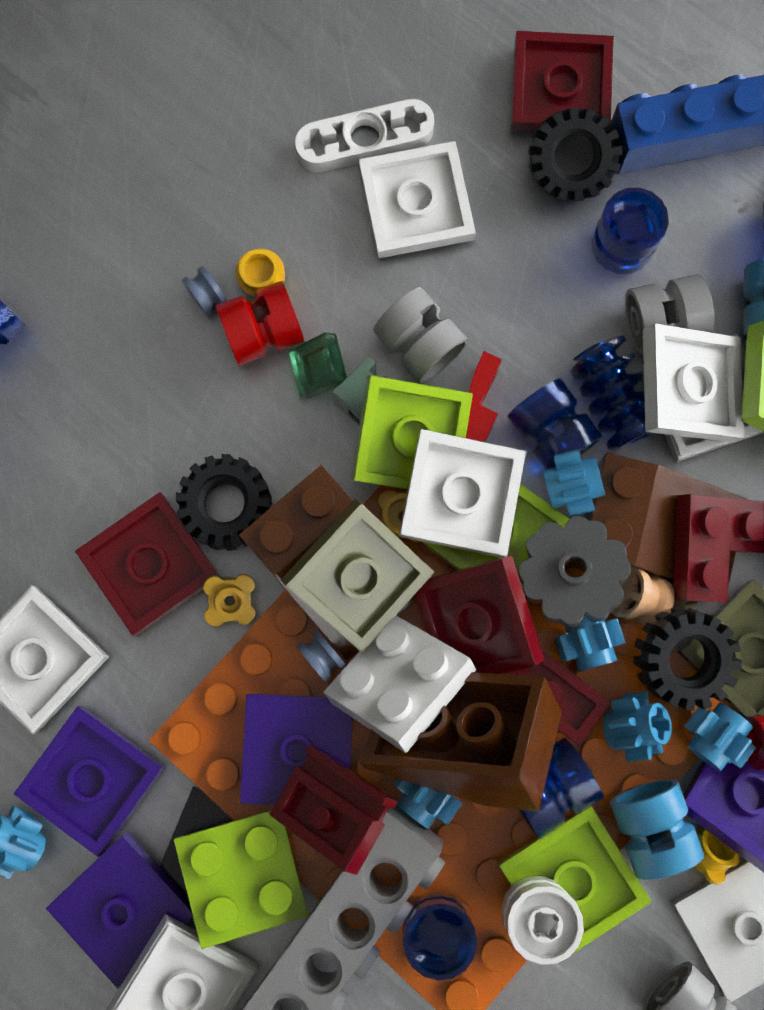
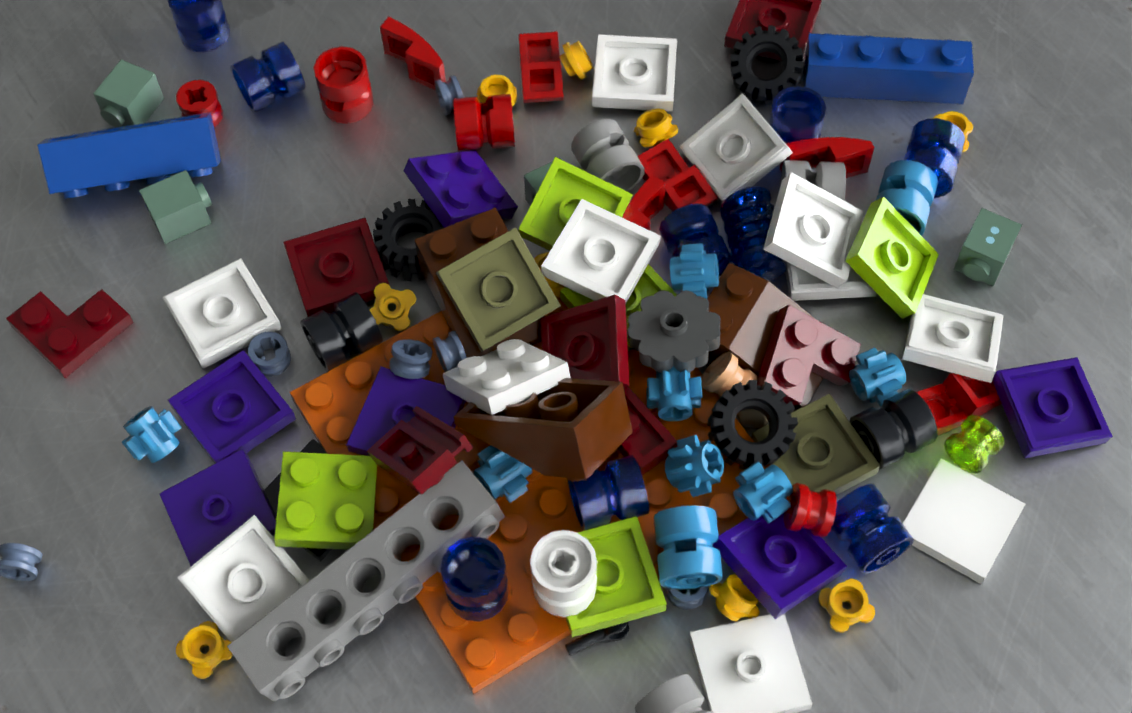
camera: 15 degrees right, 20 degrees down
(73, 314) = (343, 84): none -> red wheel
(91, 693) = (266, 341): none -> sand blue bush
(152, 249) = (406, 45): none -> red slope
(182, 653) = (341, 331): none -> black wheel
(260, 424) = (458, 186): none -> dark purple plate
(278, 691) = (410, 359): none -> sand blue bush
(301, 220) = (540, 67): none -> red slope
(317, 365) = (518, 161): clear green tile -> none
(342, 201) = (576, 60): none -> yellow plate
(375, 117) = (598, 13): white beam -> none
(455, 265) = (655, 127): none -> yellow plate
(500, 332) = (683, 183): none -> red slope
(567, 283) = (735, 148): none -> white tile
(678, 260) = (852, 151): none -> red slope

